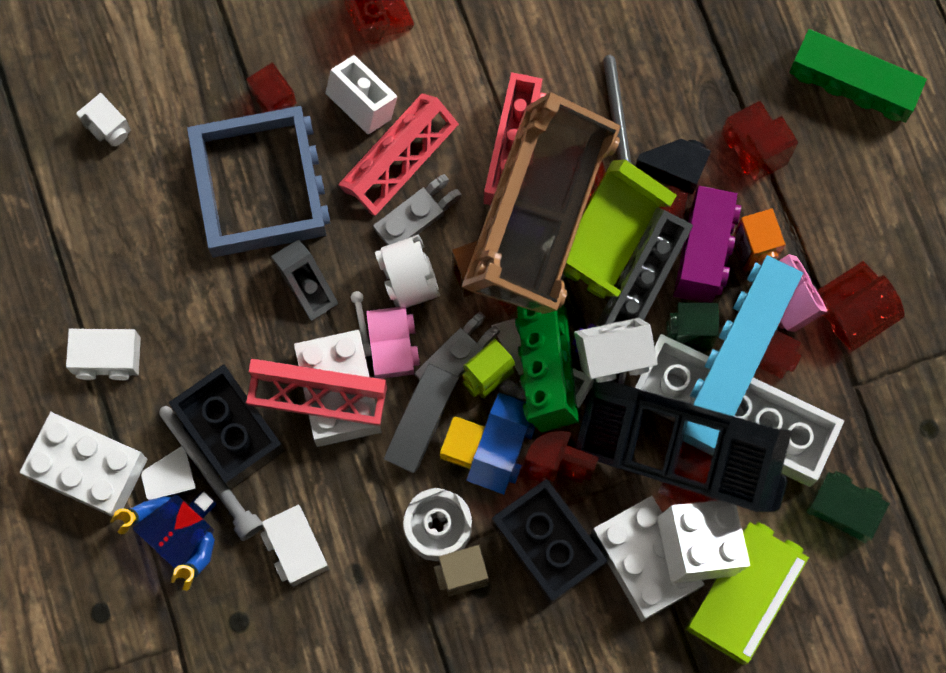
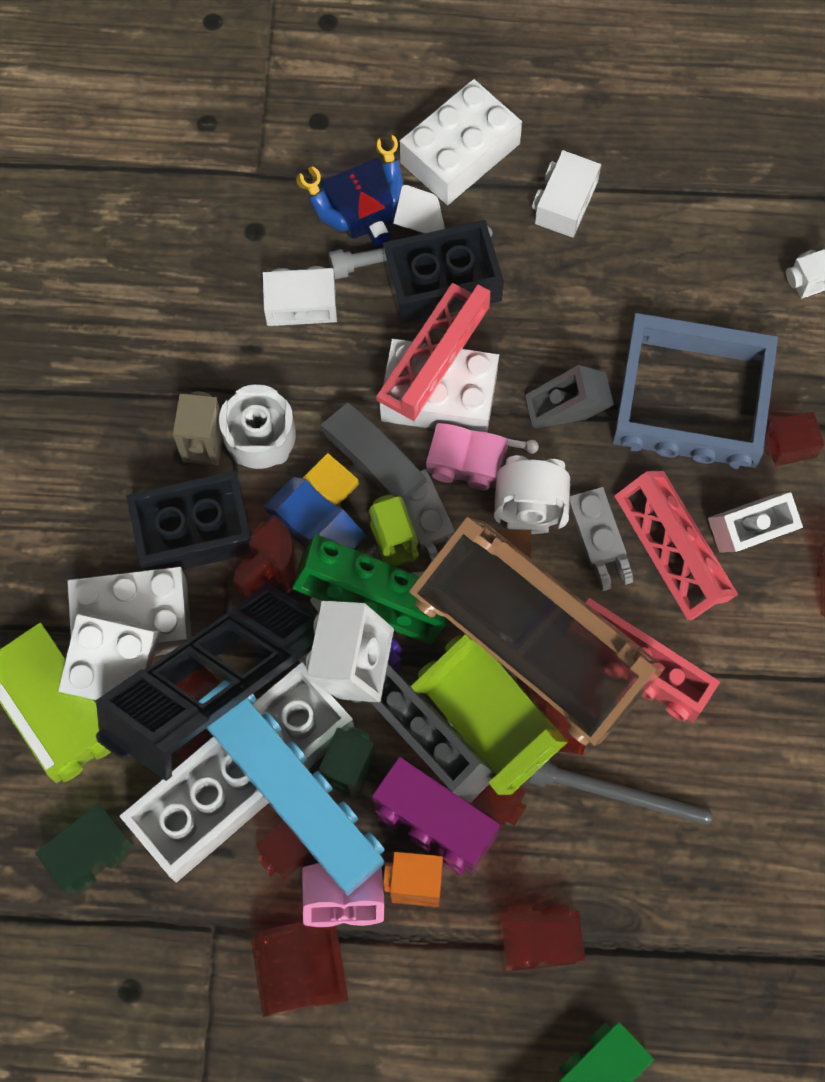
camera: 115 degrees right, 5 degrees down
(676, 163) = (548, 836): black slope -> none

